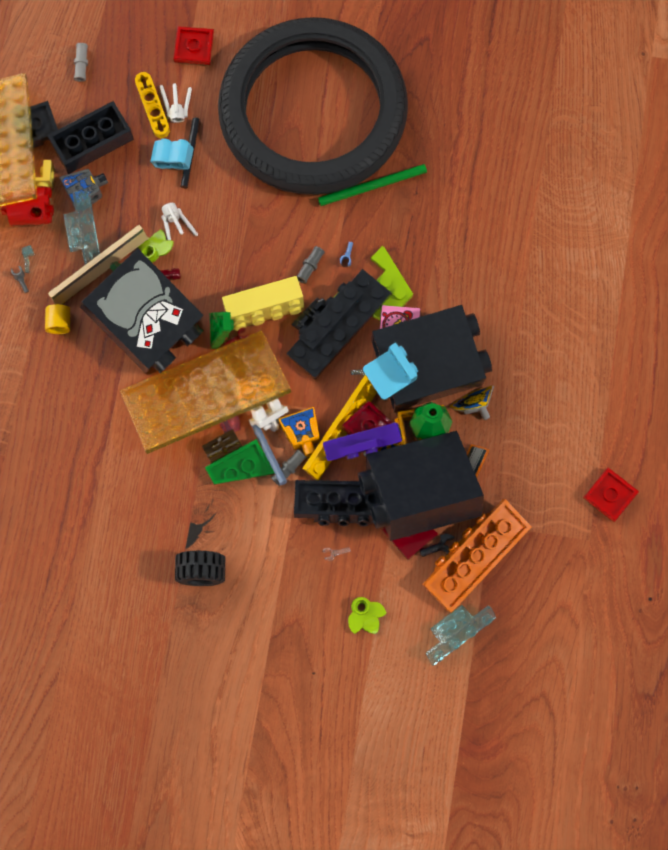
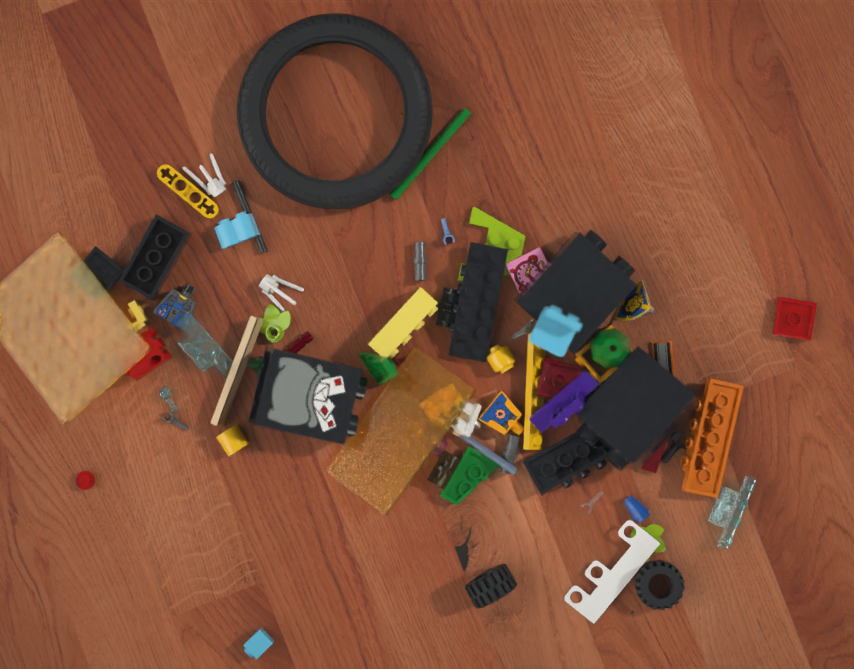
camera: 30 degrees left, 15 degrees up
(80, 62) = (98, 188): light grey pin -> none
(193, 45) = (190, 112): red plate -> none
(315, 633) = (613, 581): none -> white piece
(329, 382) = (501, 358): none -> yellow head
(359, 642) = (674, 593): none -> black tyre
(372, 582) = (636, 509): none -> blue cone

